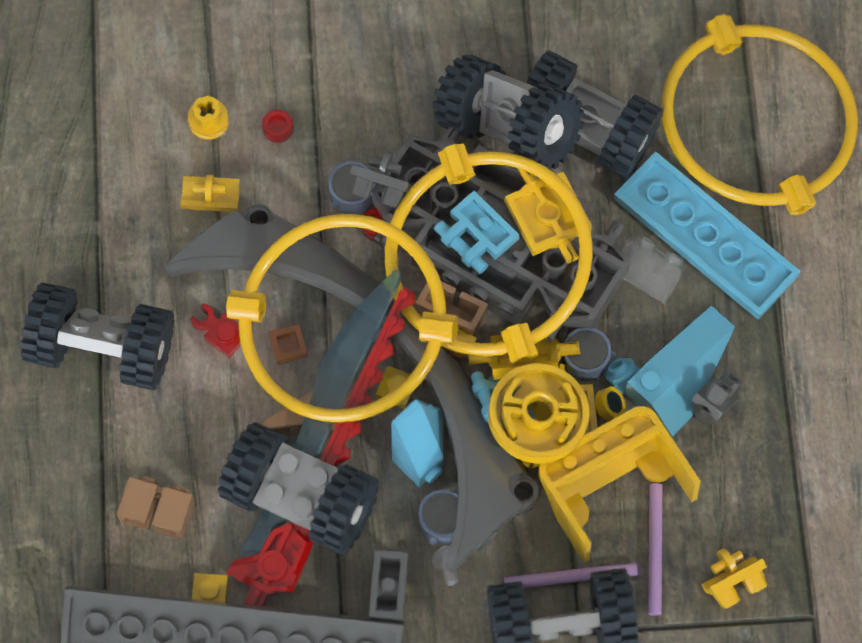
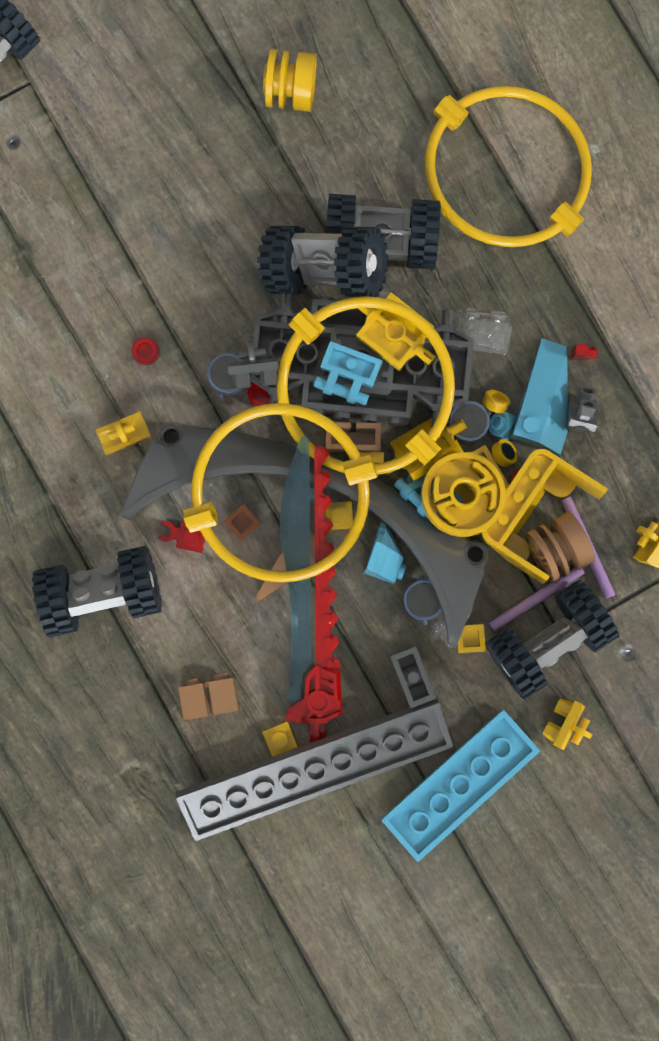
camera: 25 degrees left, 15 degrees up
(211, 125) = (94, 377): yellow piece -> none
(298, 487) = (309, 637): black plate -> none
(473, 582) = (472, 639): none -> yellow plate
(621, 526) = (565, 544): none -> medium nougat wheel
(627, 345) = (496, 401): none -> yellow tile
(707, 235) = (513, 284): medium azure plate -> none
(747, 339) = (582, 352): none -> red tile

